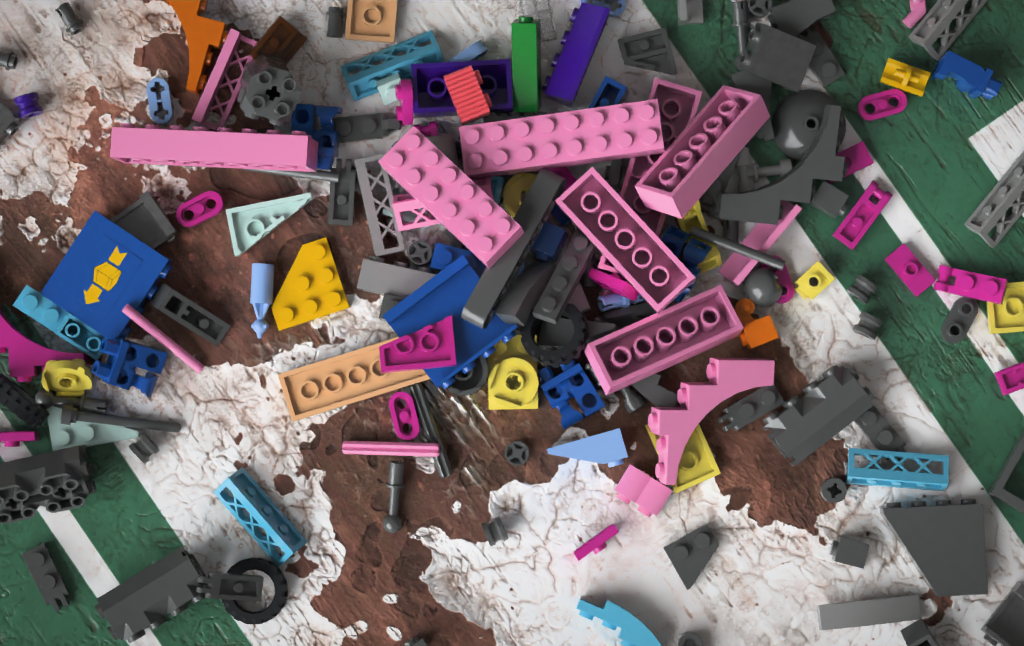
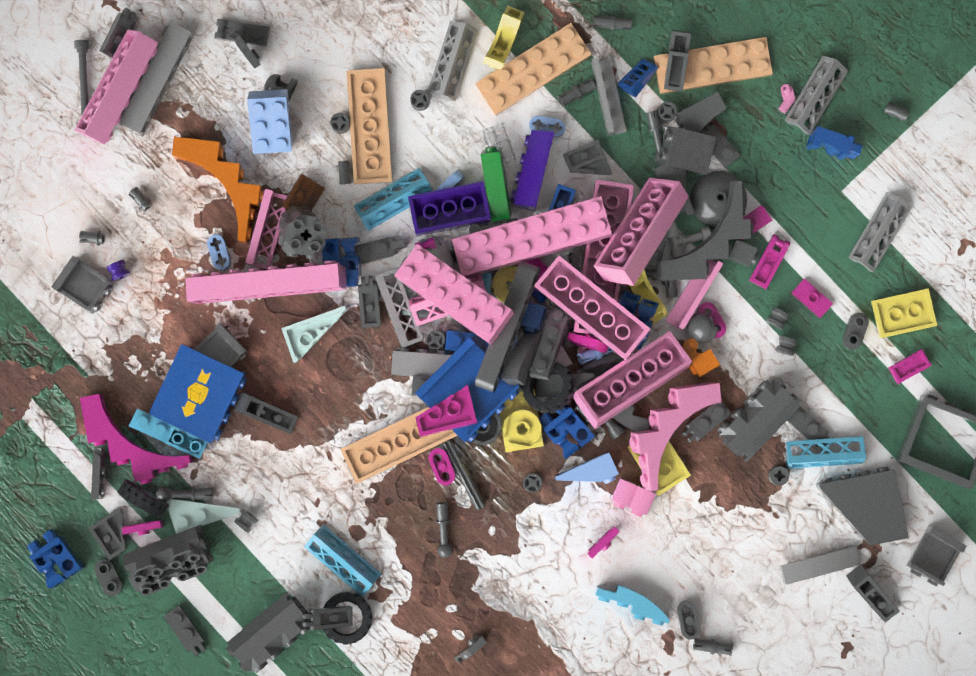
camera: 10 degrees left, 0 degrees up
(57, 372) = (178, 475): light yellow plate -> none
(71, 415) = (186, 503): dark grey piece -> none
(122, 361) = (219, 457): blue hips -> none
(163, 338) = (247, 434): bright pink piece -> none
(199, 207) = (261, 330): dark pink plate -> none
(261, 294) = (318, 389): light blue wheel -> none
(310, 288) = (355, 379): yellow plate -> none
(319, 175) = (349, 292): dark grey bar -> none
(387, 88) = (395, 217): light aqua plate -> none
(391, 448) = (435, 493): bright pink axle -> none
(405, 94) = (406, 220): dark pink plate -> none
(467, 94) = (454, 213): coral brick -> none
(495, 531) = (524, 545): dark grey wheel -> none
(692, 553) = (677, 540): dark grey wing -> none
(737, 247) = (678, 301): dark grey bar -> none
(817, 271) = (741, 309): light yellow brick -> none
(849, 552) = (798, 521): dark grey brick -> none
(881, 104) = (771, 175): dark pink plate -> none
(905, 77) = (786, 151): yellow hips -> none
(971, 285) = (861, 303): dark pink plate -> none

